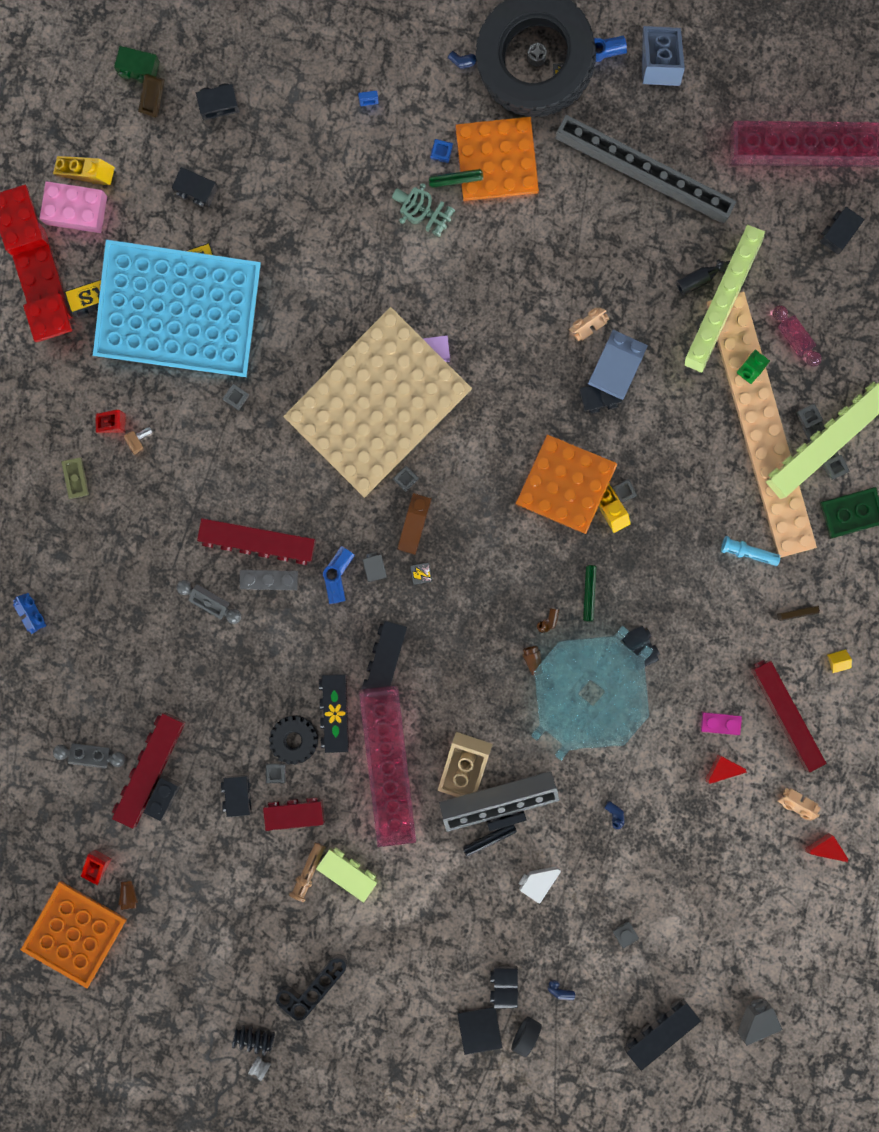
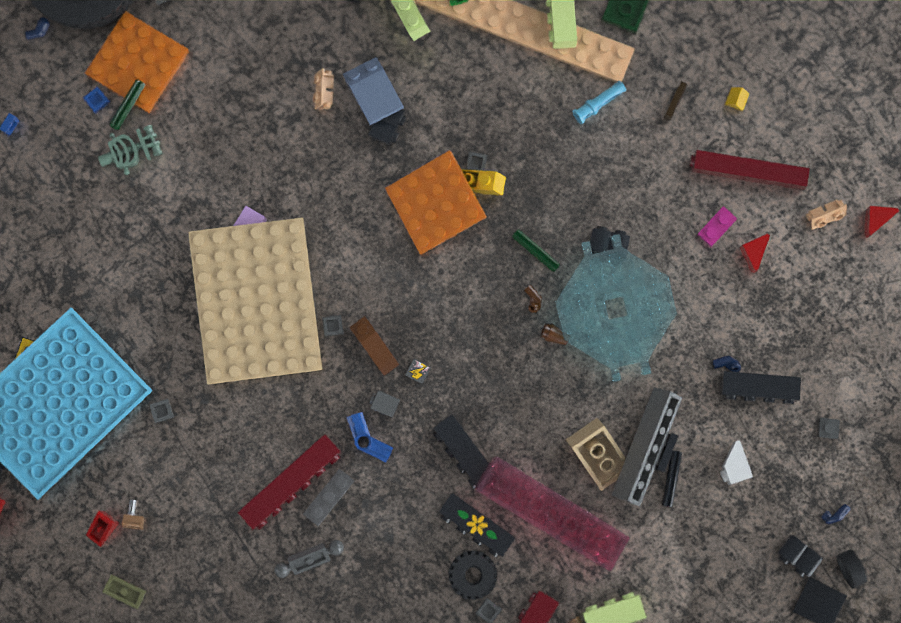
camera: 55 degrees left, 5 degrees down
(617, 855) = (760, 386): none -> black brick

